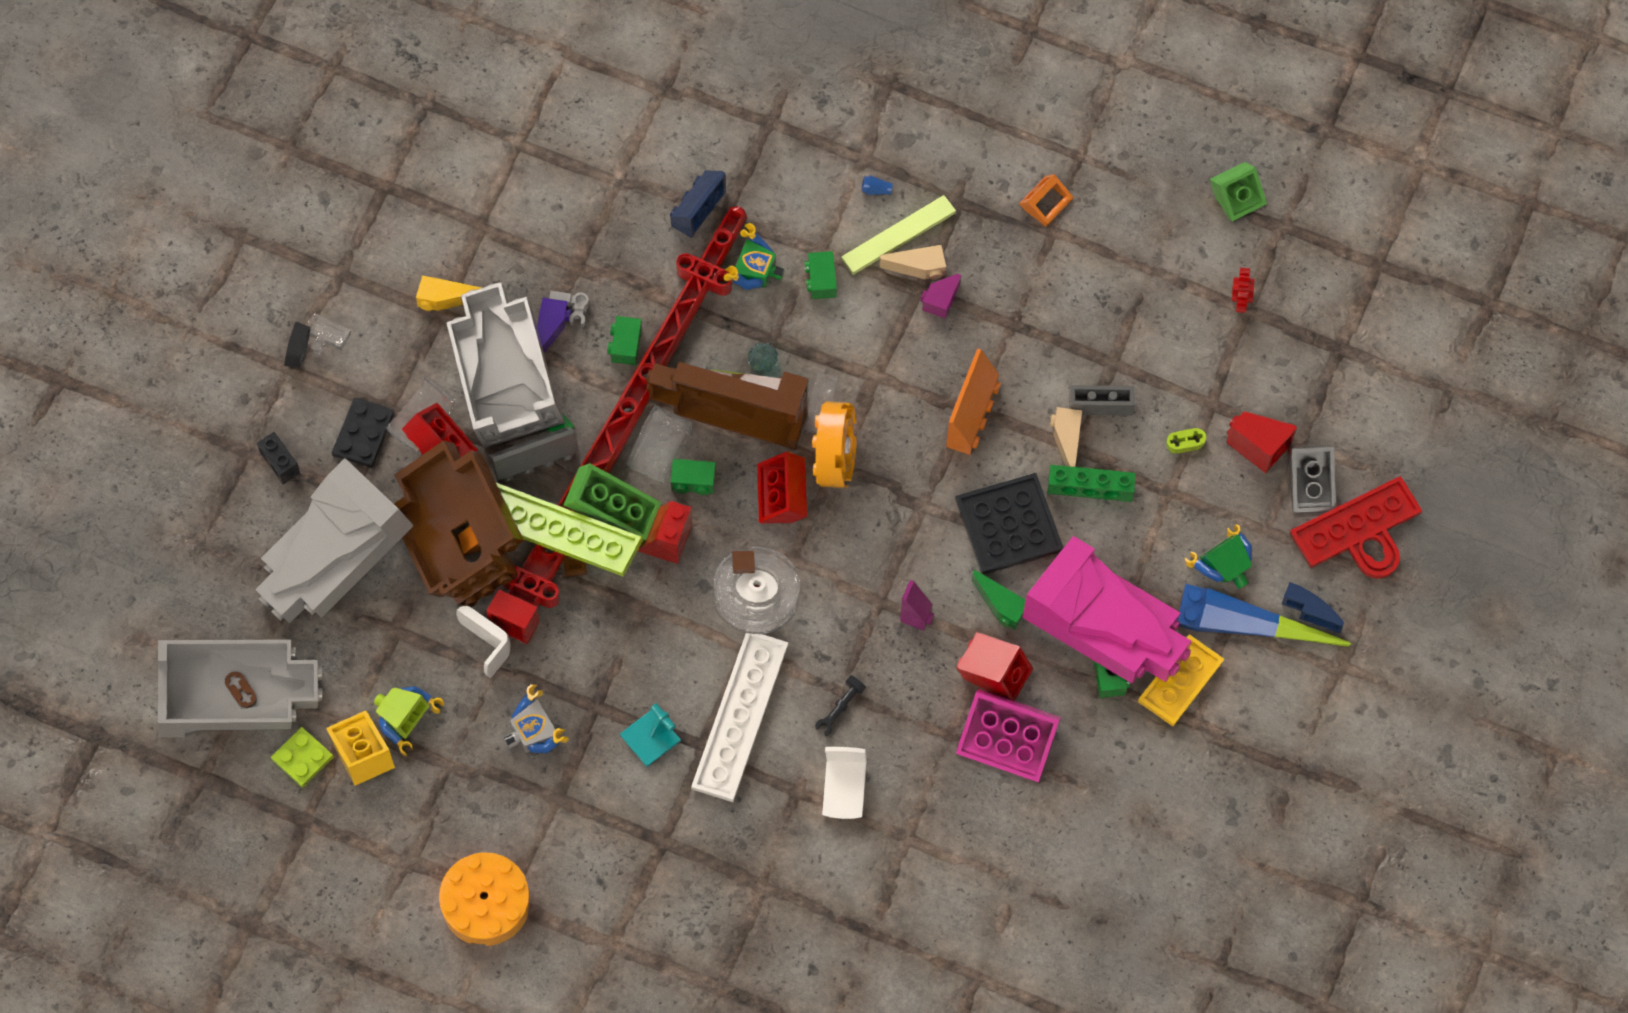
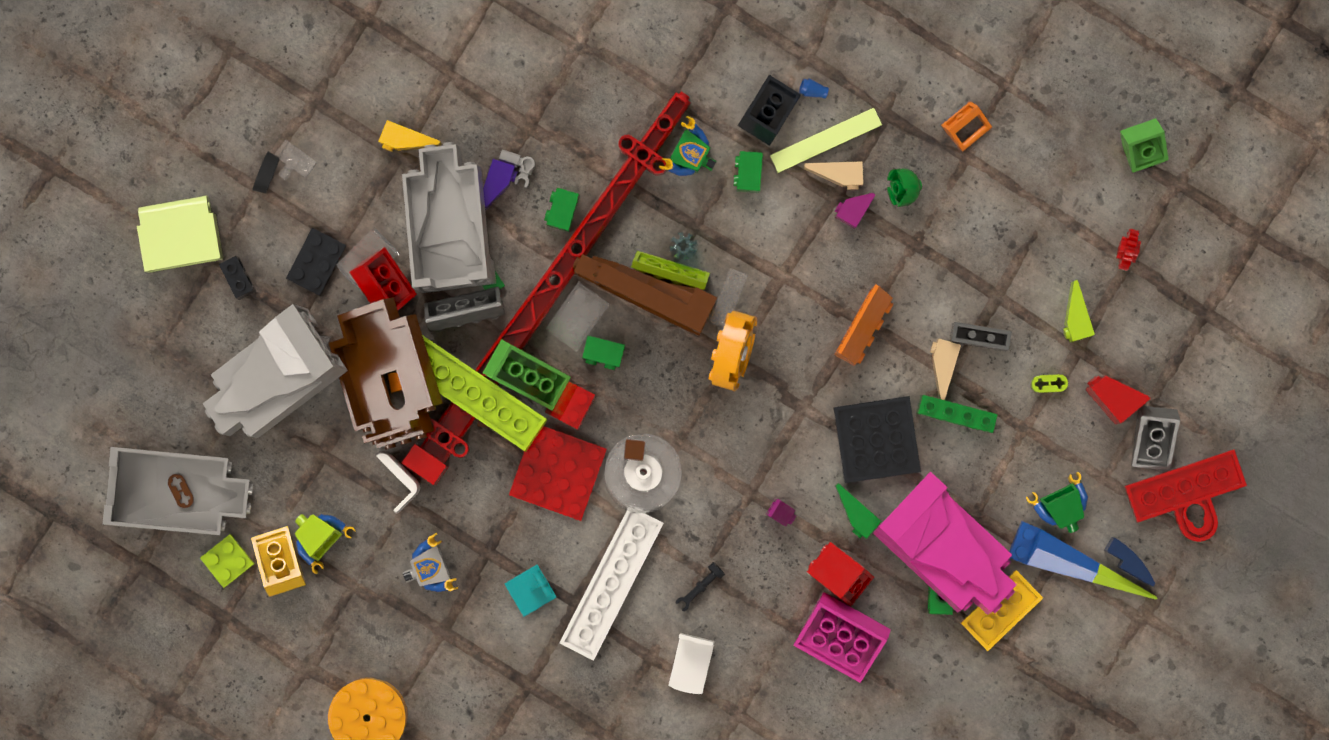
camera: 10 degrees right, 20 degrees up
(208, 425) = (178, 234): none -> yellowish green piece
(661, 609) = (558, 473): none -> red plate
(698, 202) = (647, 82): dark blue slope -> none
(782, 489) = (680, 376): red slope -> none
(832, 213) = (769, 110): none -> black slope
(990, 265) = (904, 187): none -> green cylinder
(1204, 373) = (1077, 318): none -> lime slope

